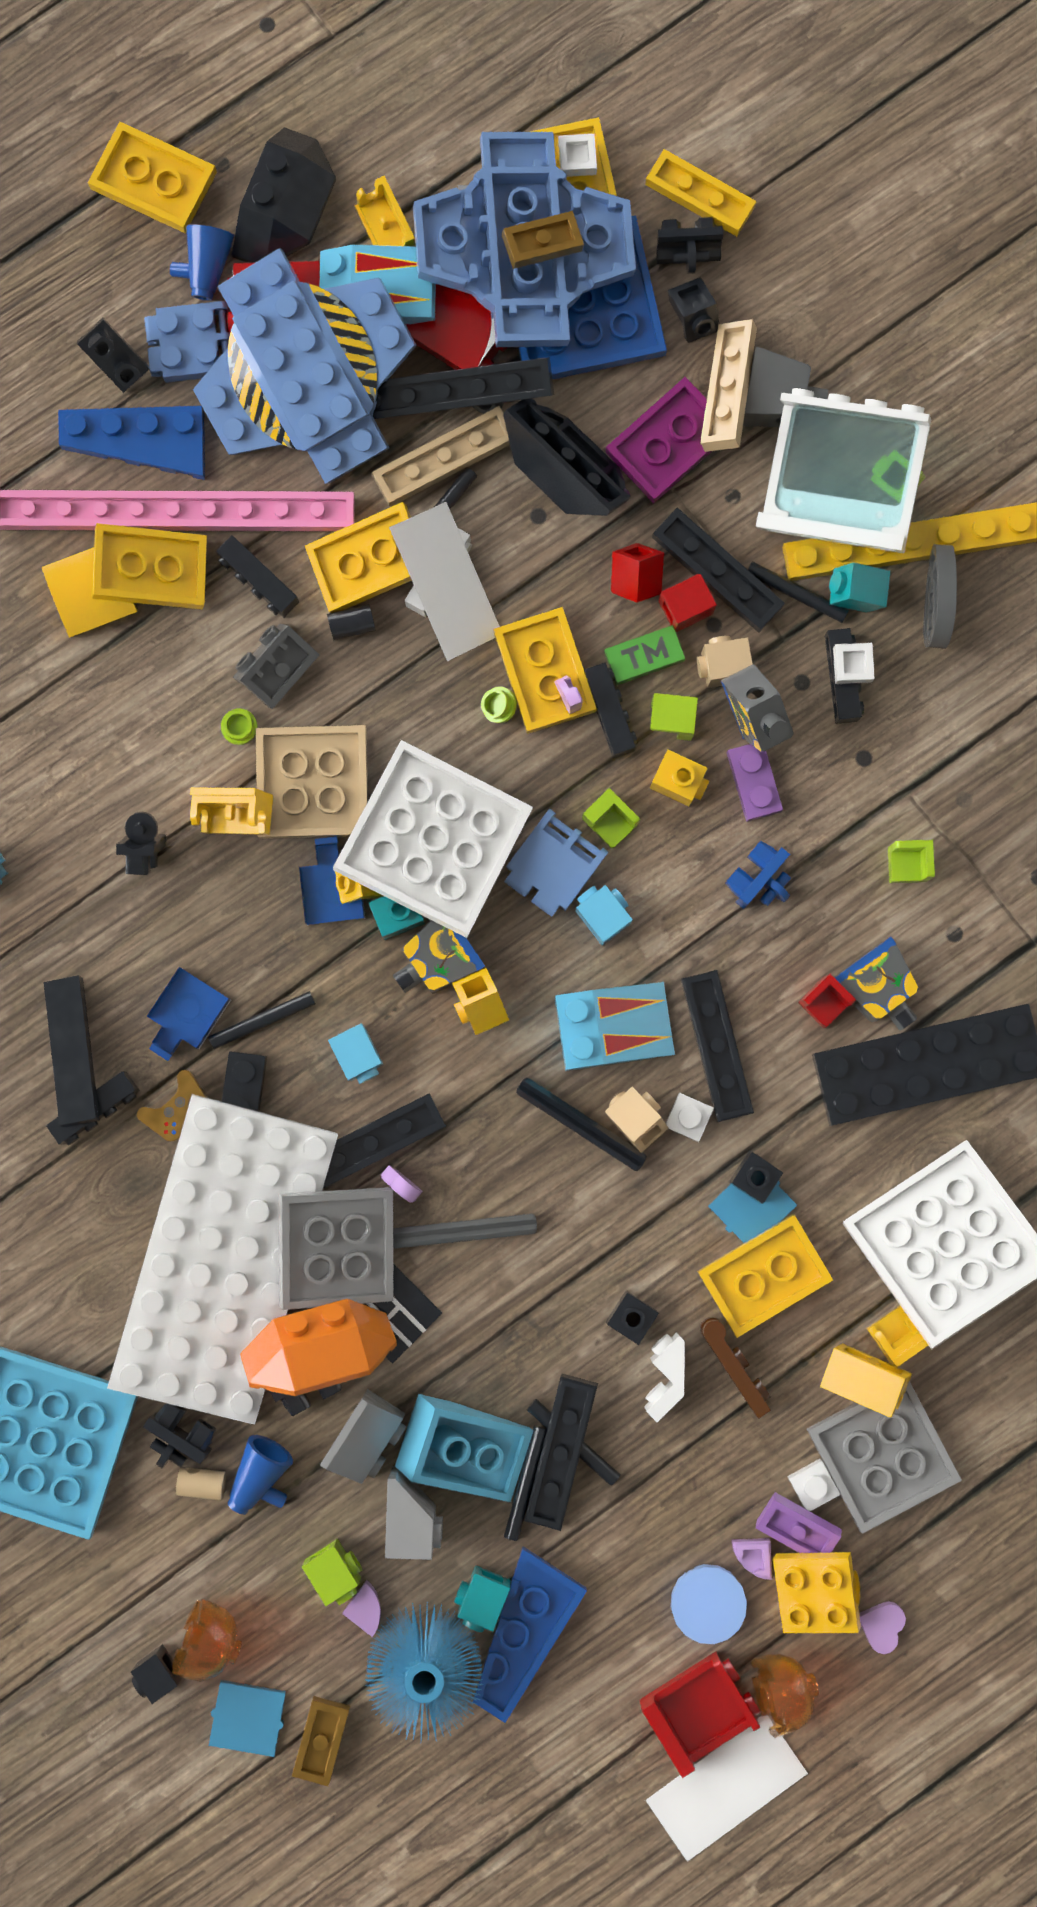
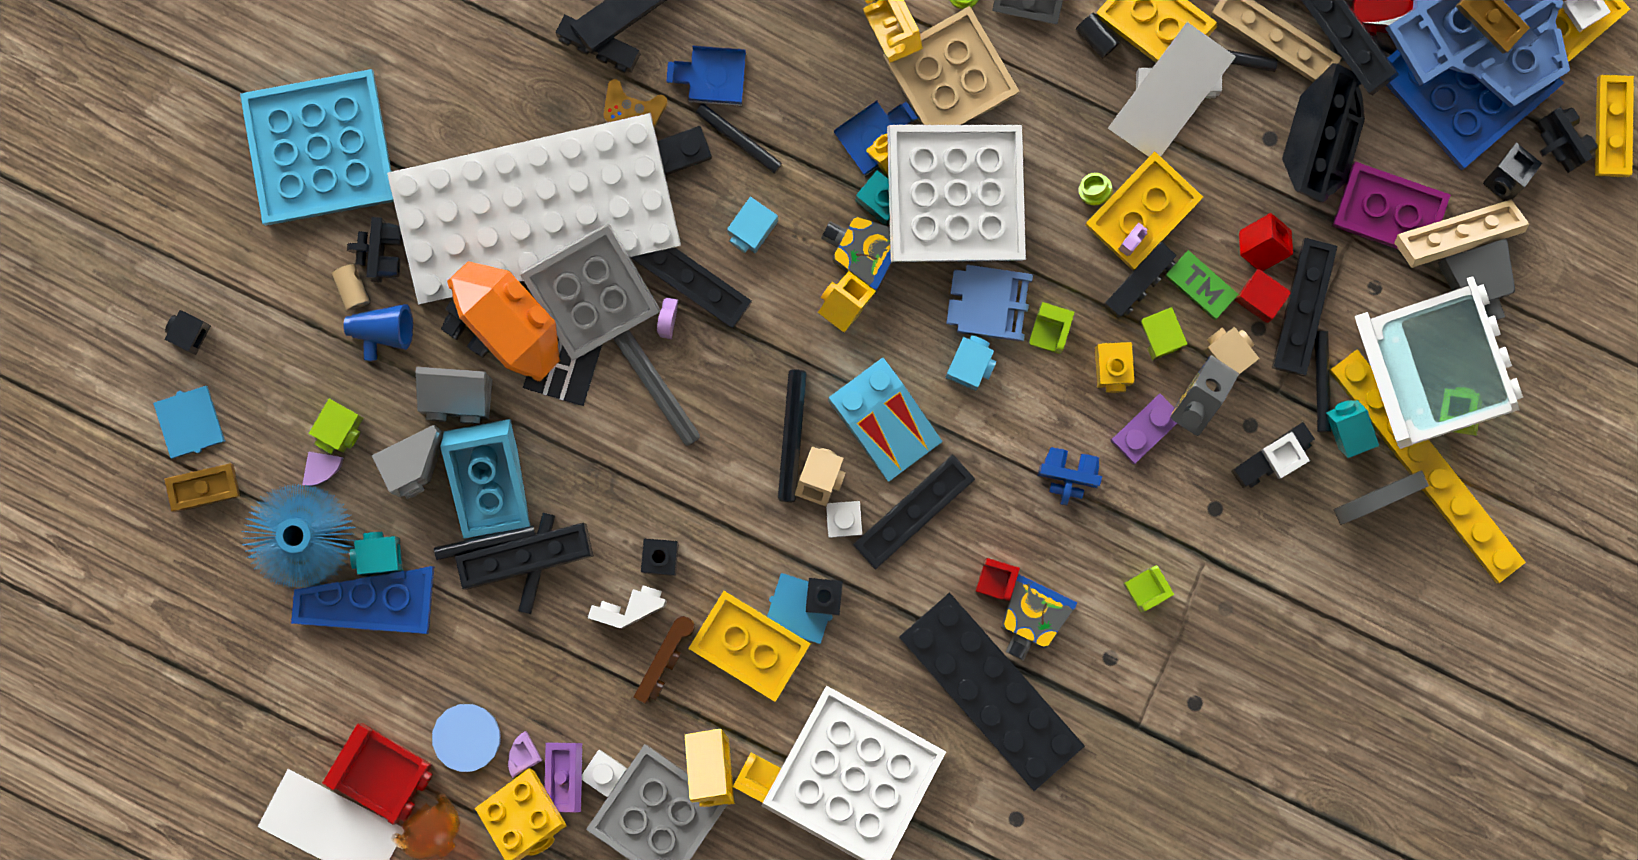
camera: 60 degrees right, 0 degrees up
(207, 1643) = (232, 357): clear orange cylinder -> none

